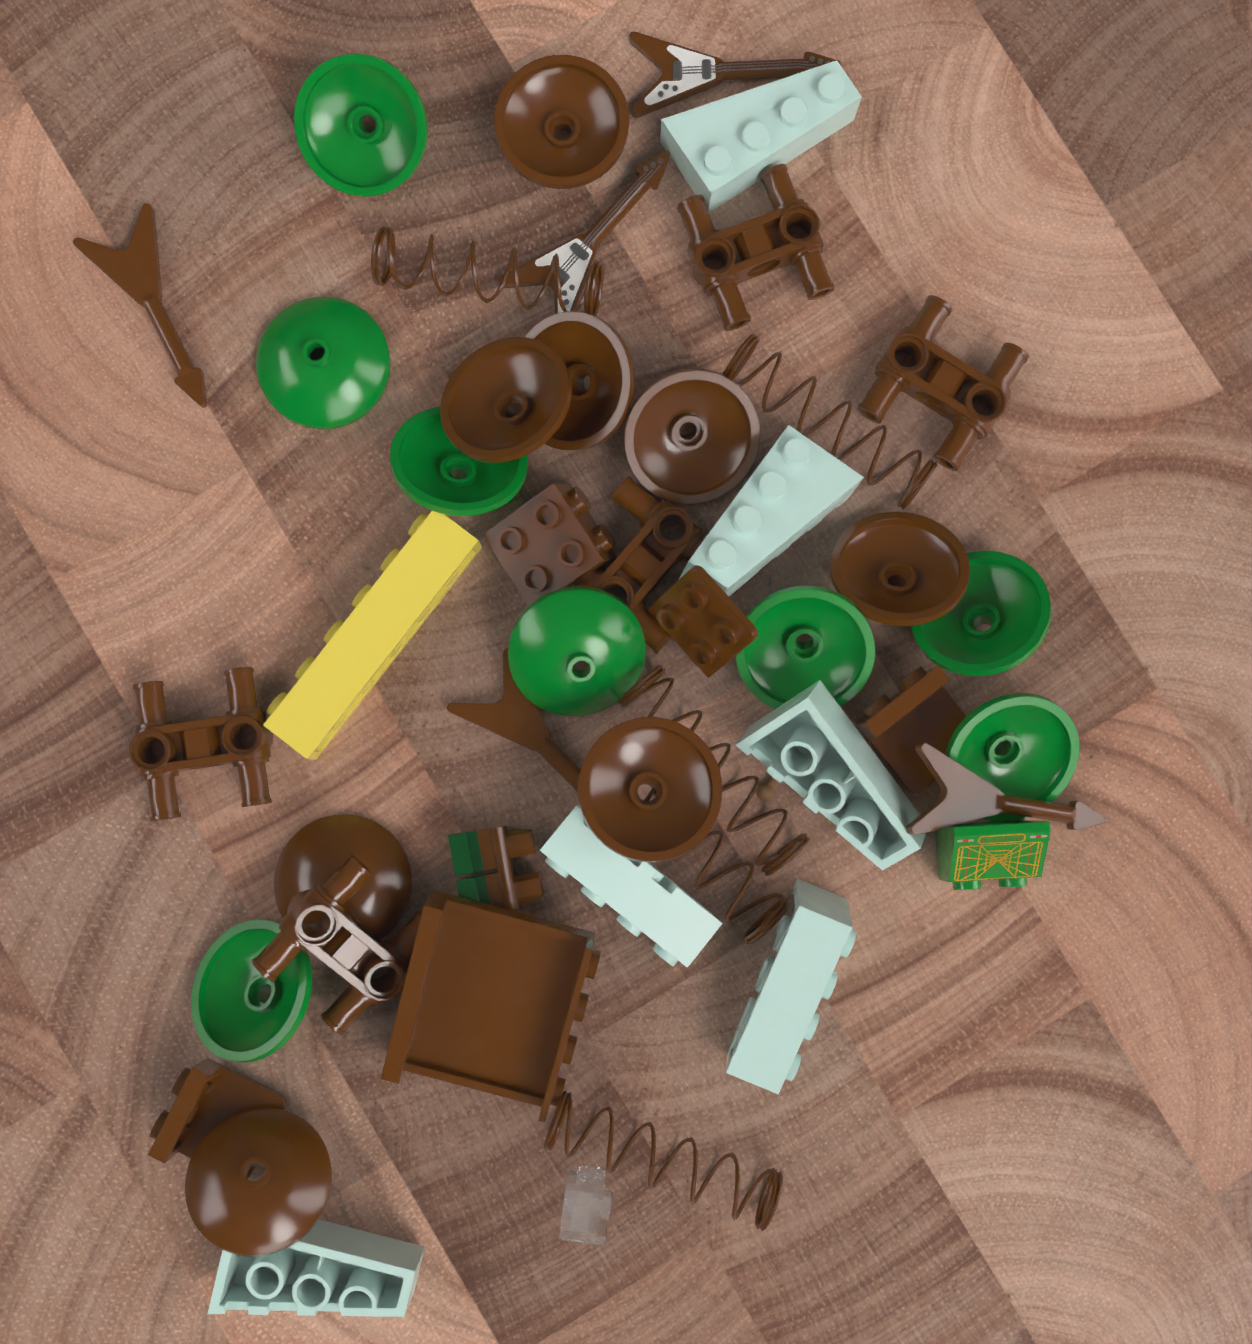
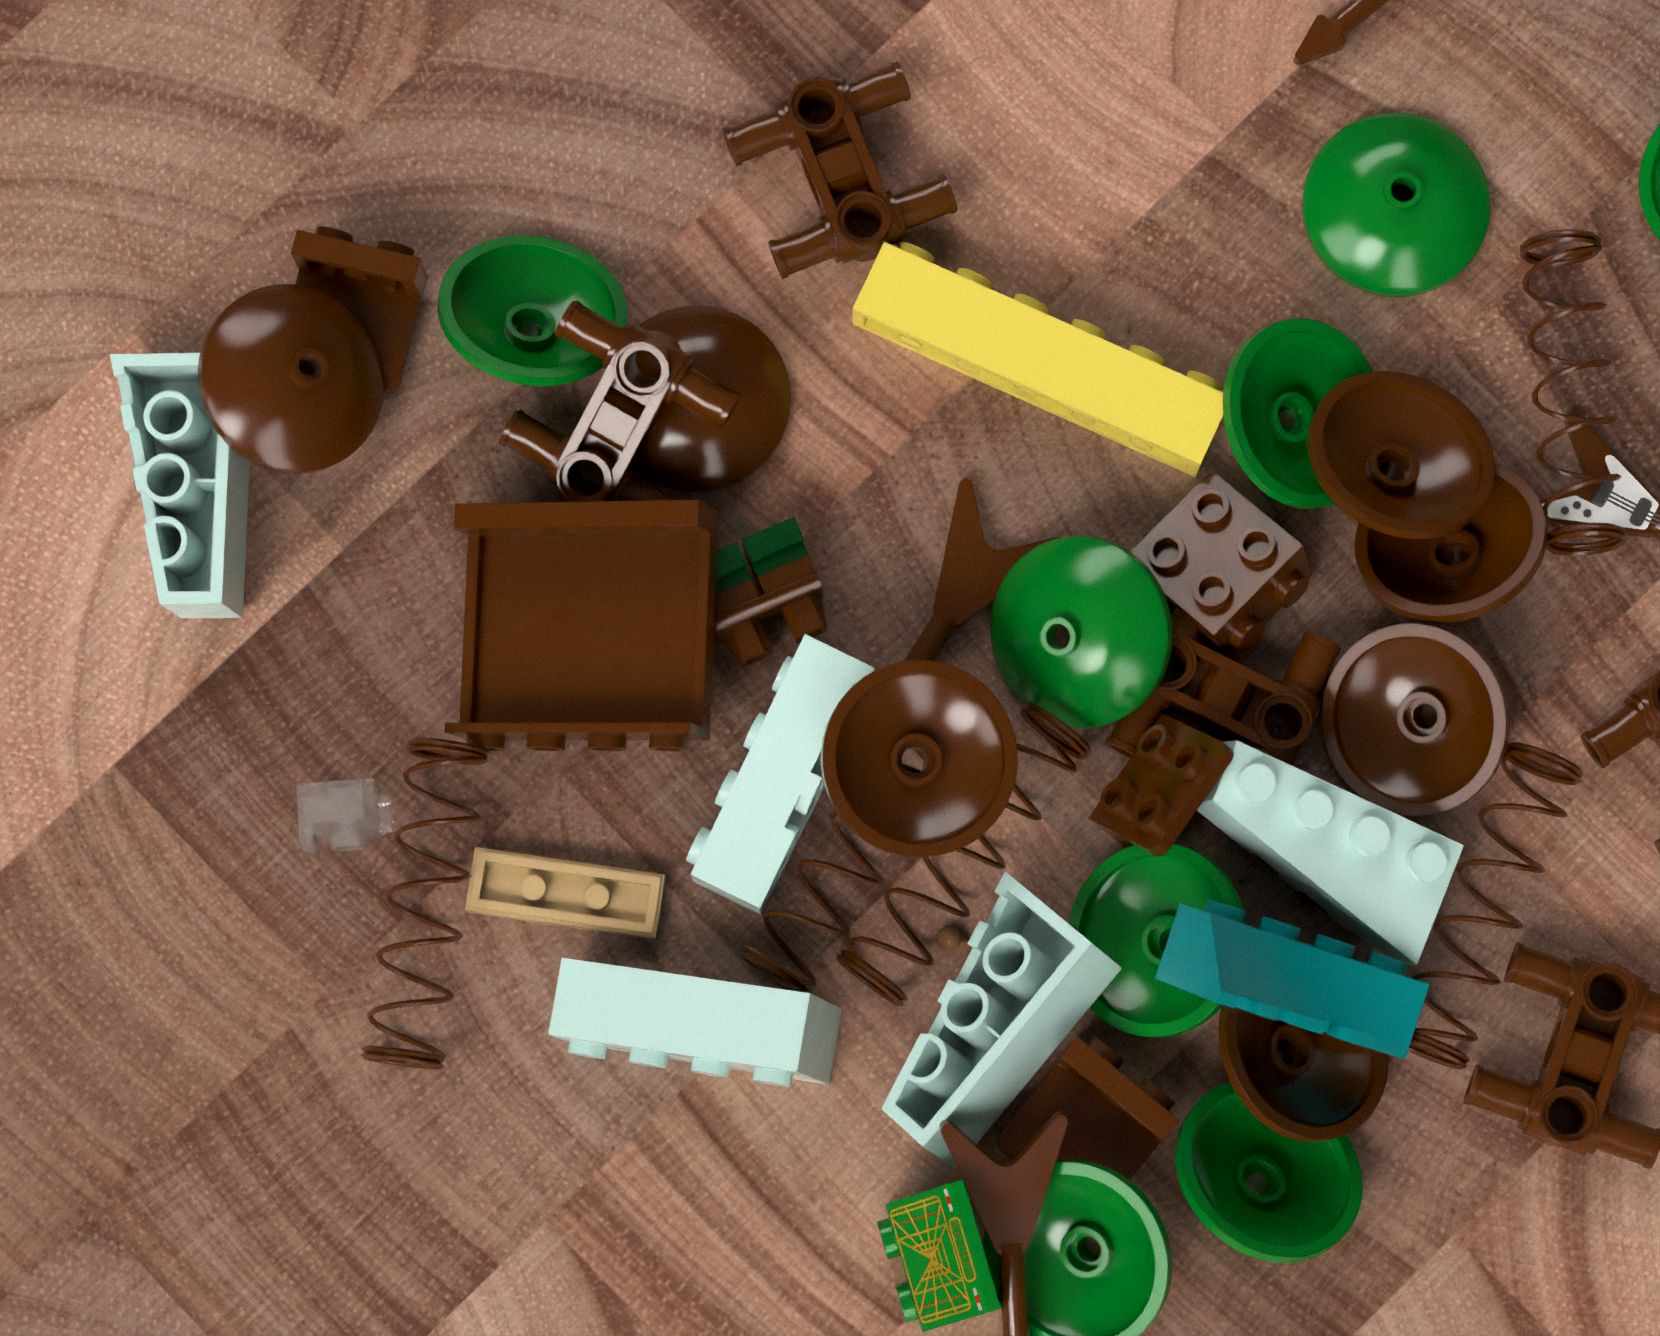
camera: 80 degrees right, 5 degrees down
(675, 1055) = (565, 893): none -> tan tile
(864, 566) = (1291, 980): none -> teal wedge

